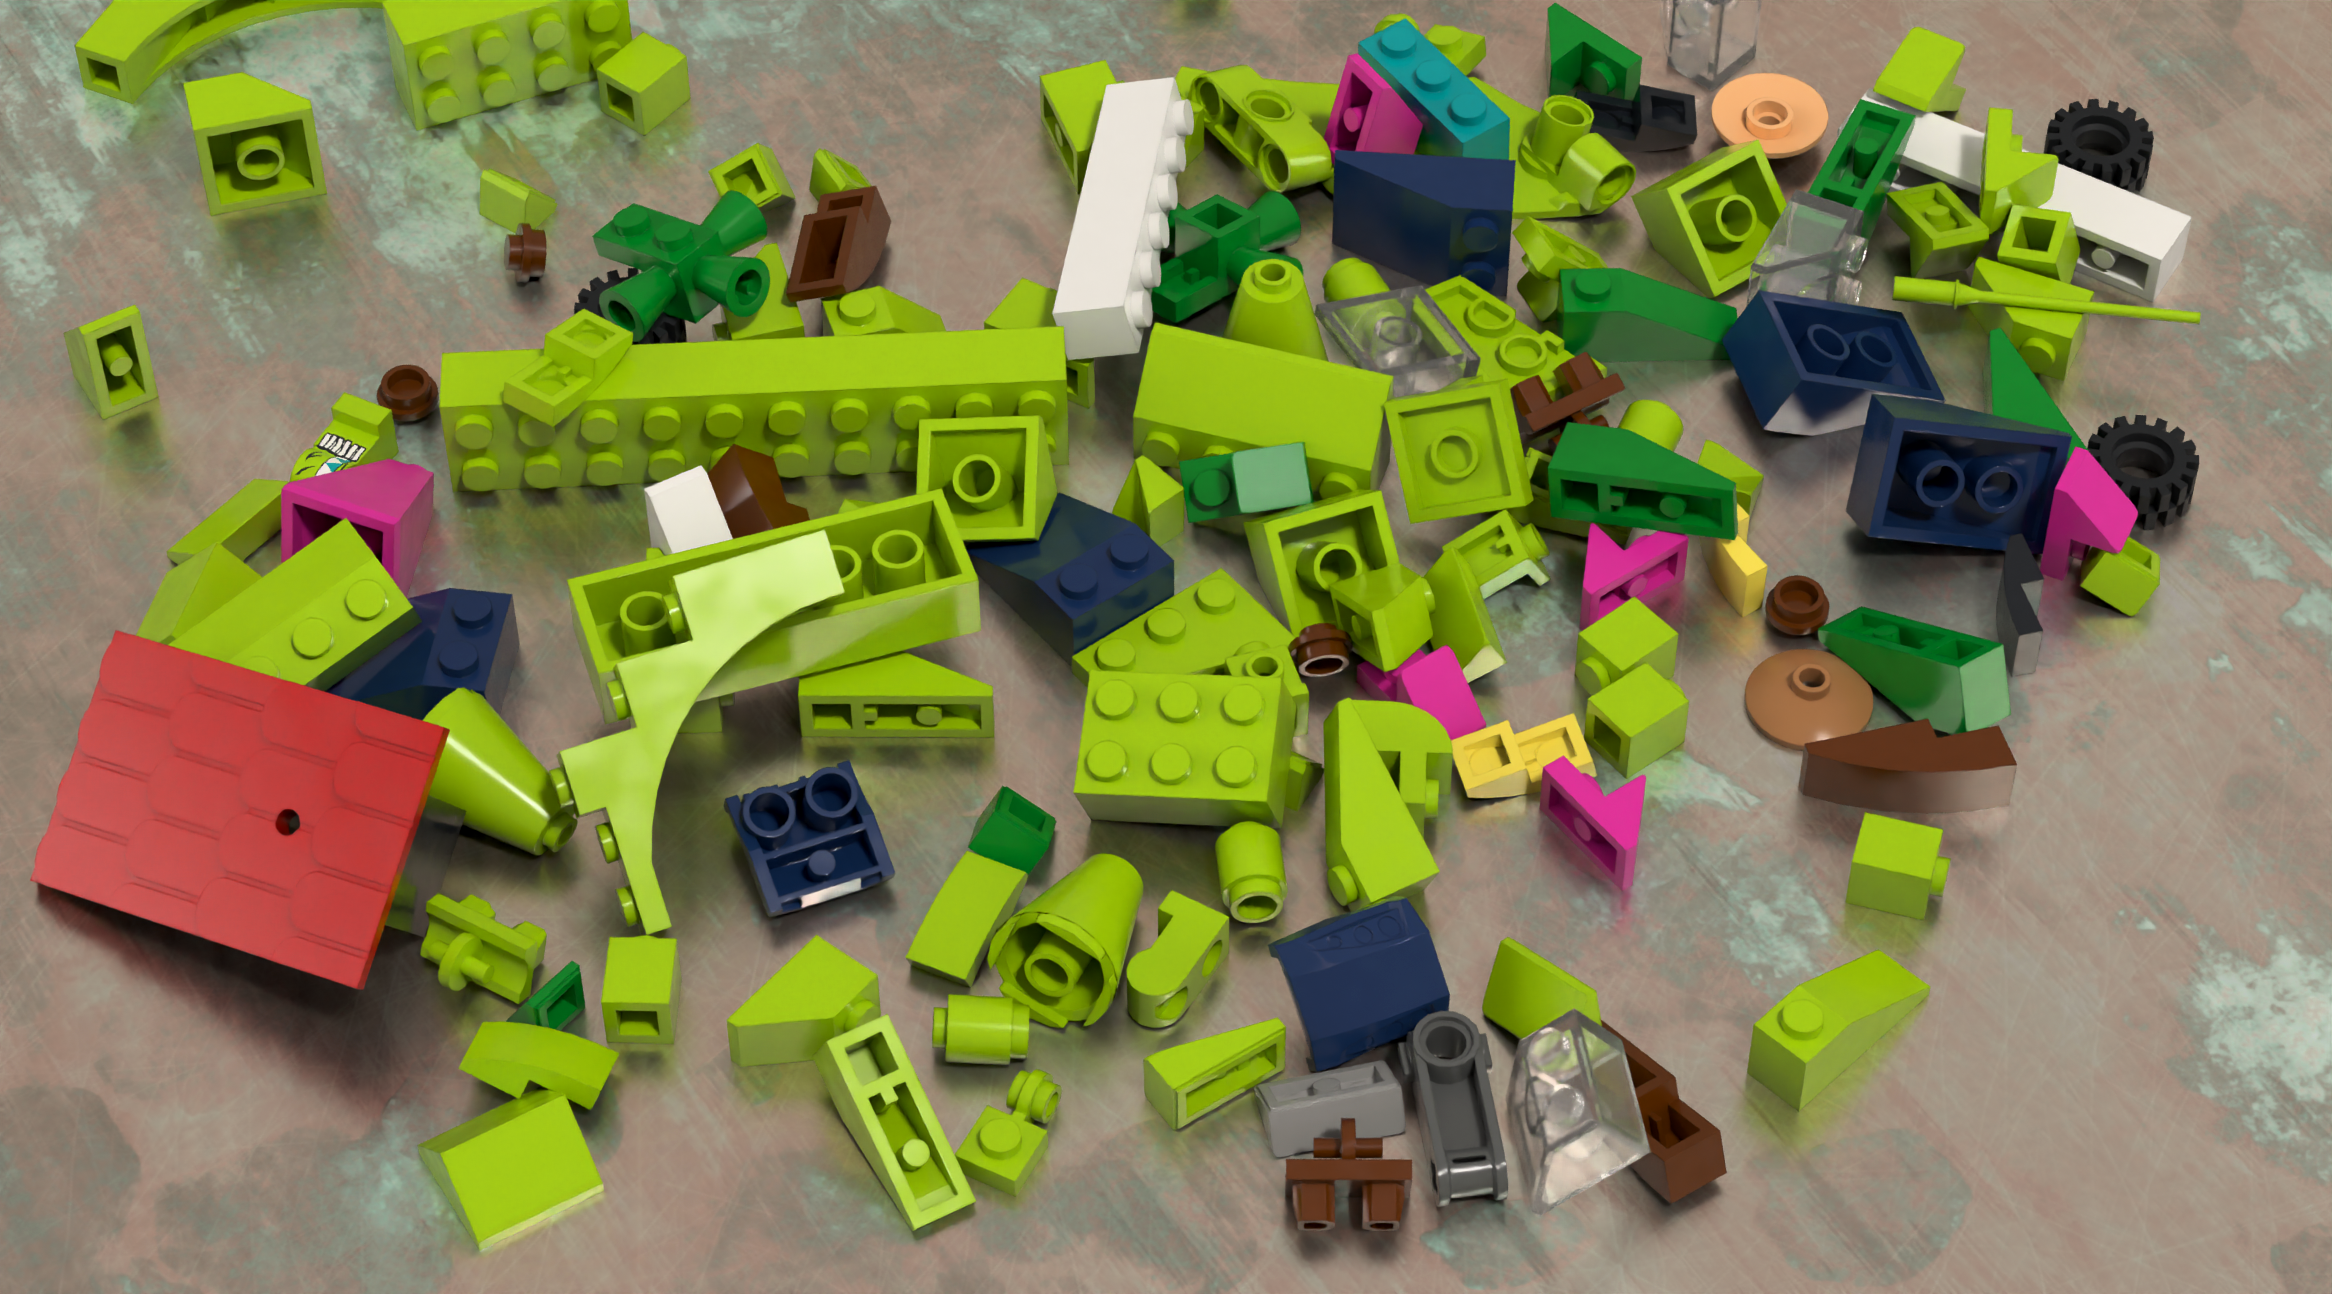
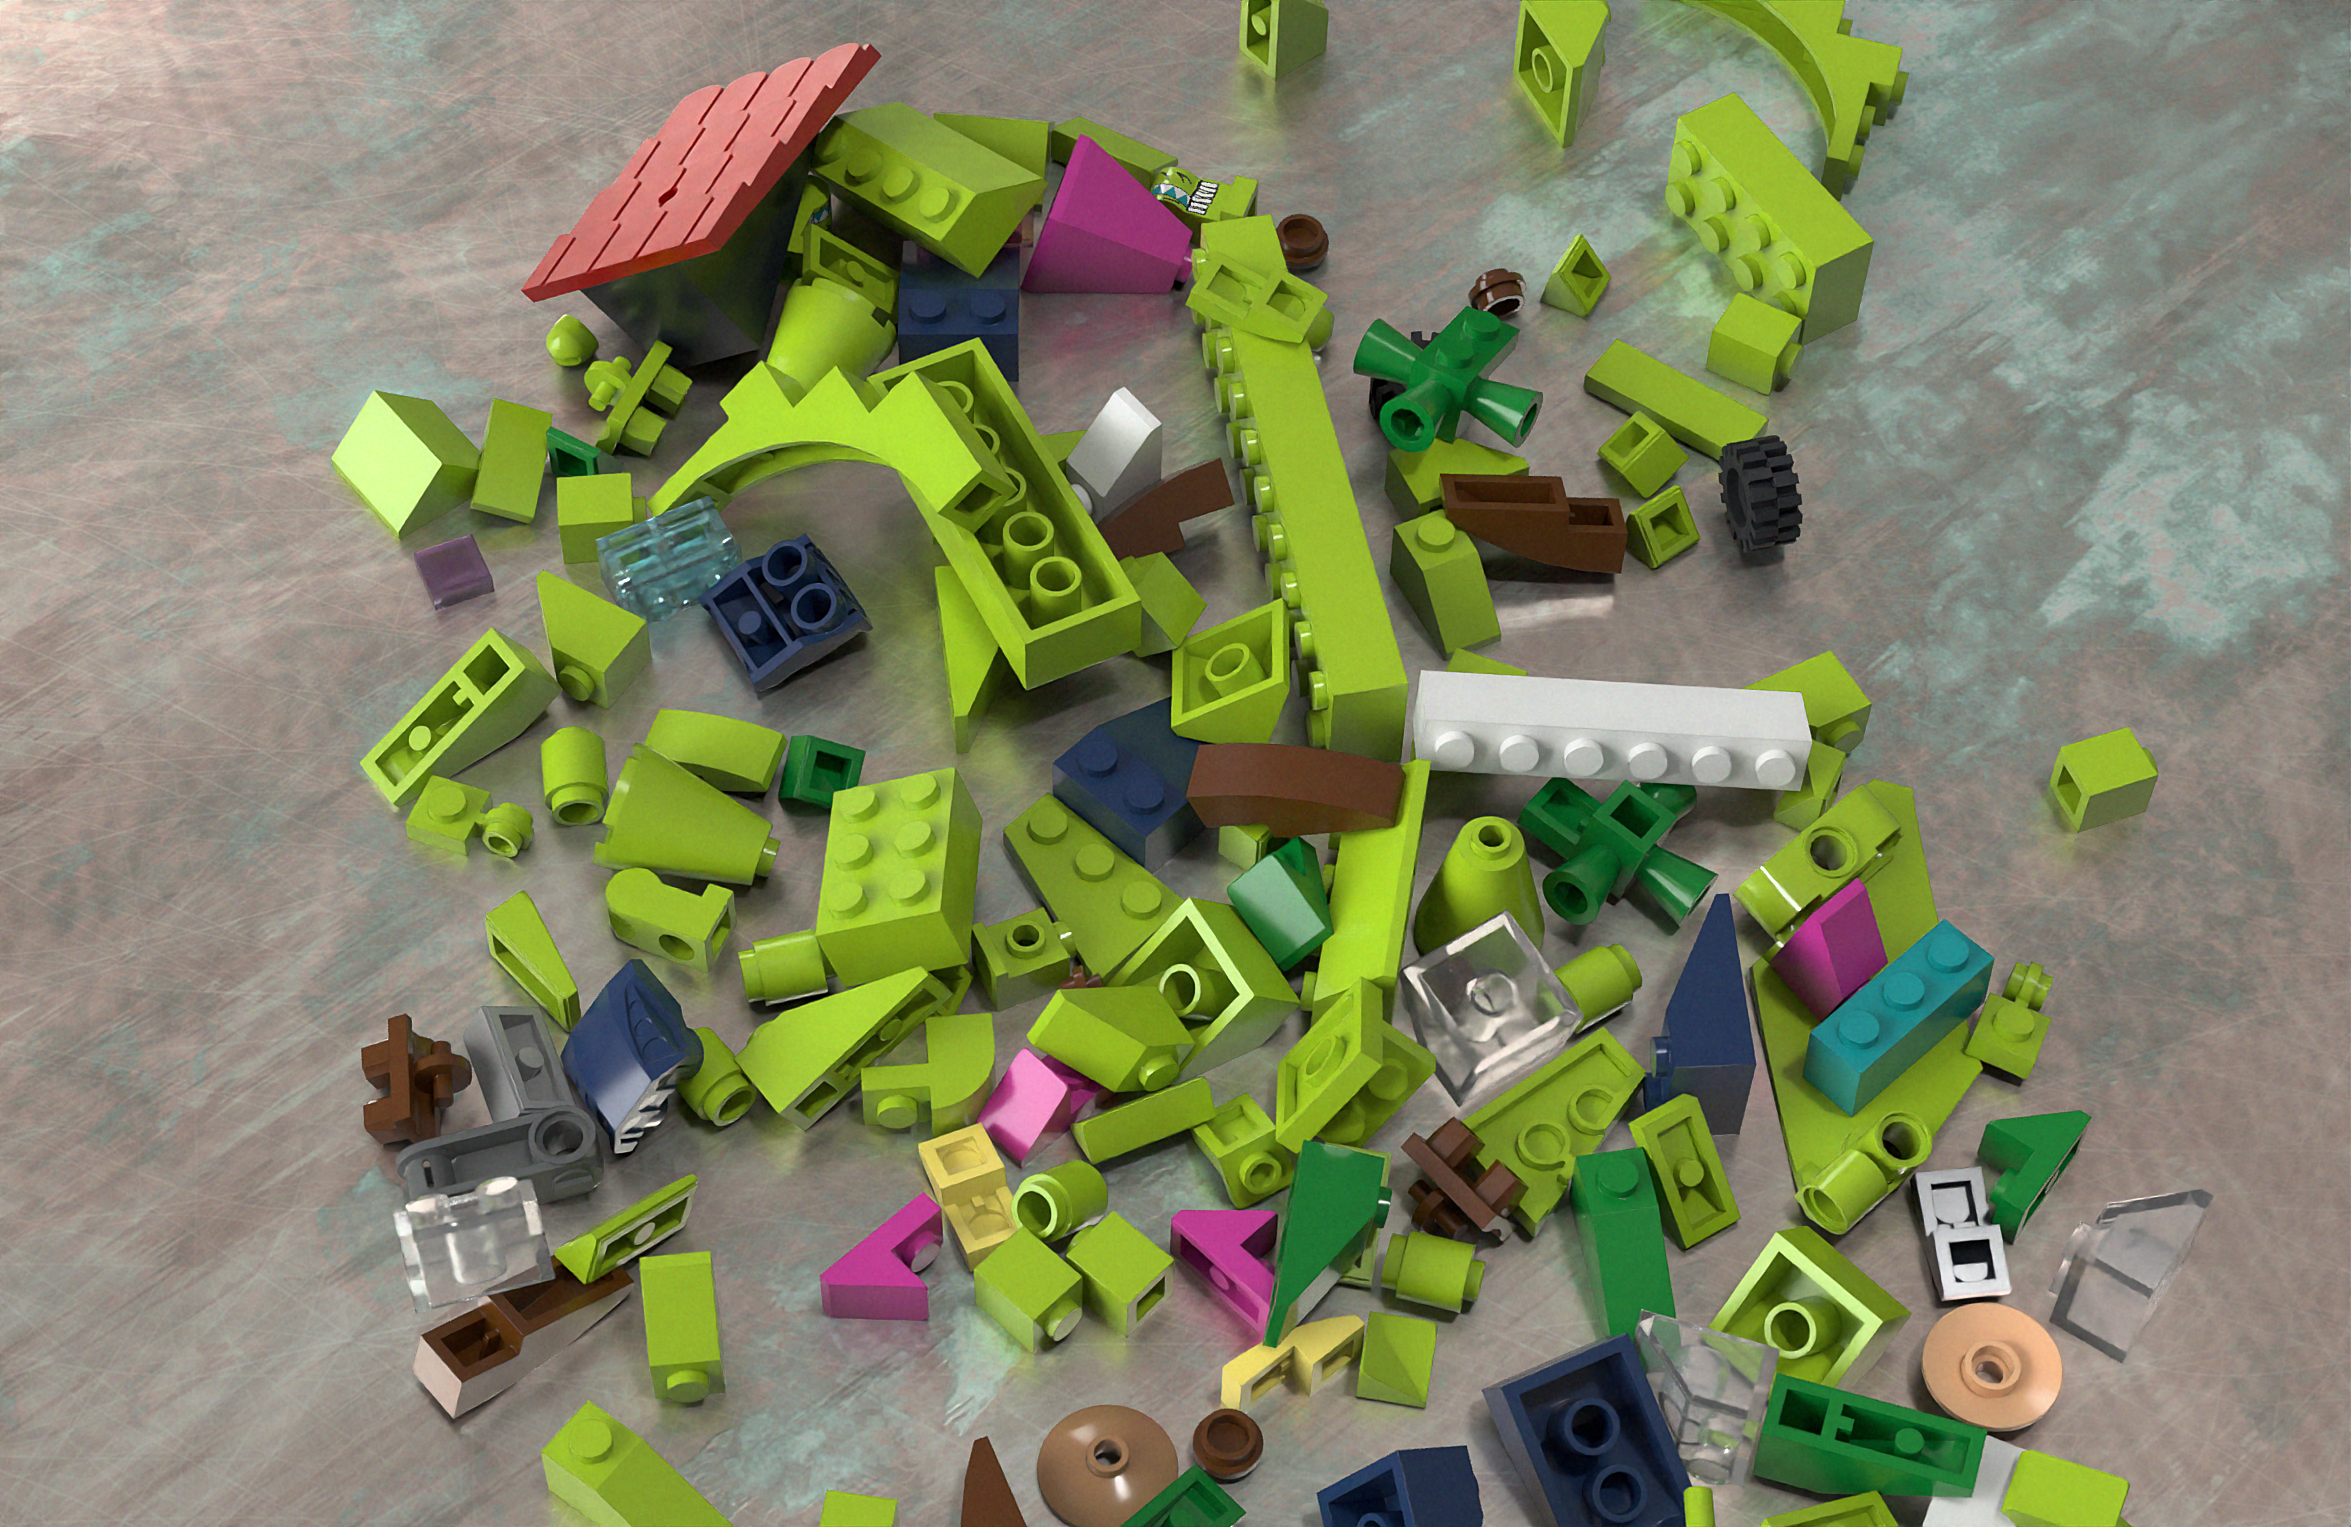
camera: 80 degrees right, 5 degrees up
(374, 1008) = (570, 342): none -> lime hinge
(670, 1135) = (454, 572): none -> clear purple tile
(686, 156) = (1672, 400): none -> lime tile
(721, 931) = (667, 560): none -> clear light blue hinge
(842, 72) = (1760, 493): none -> black tyre
(1156, 433) = (1293, 789): none -> reddish brown slope
(1551, 681) = (1060, 1200): none -> lime brick
(1668, 964) = (683, 1326): none -> lime slope

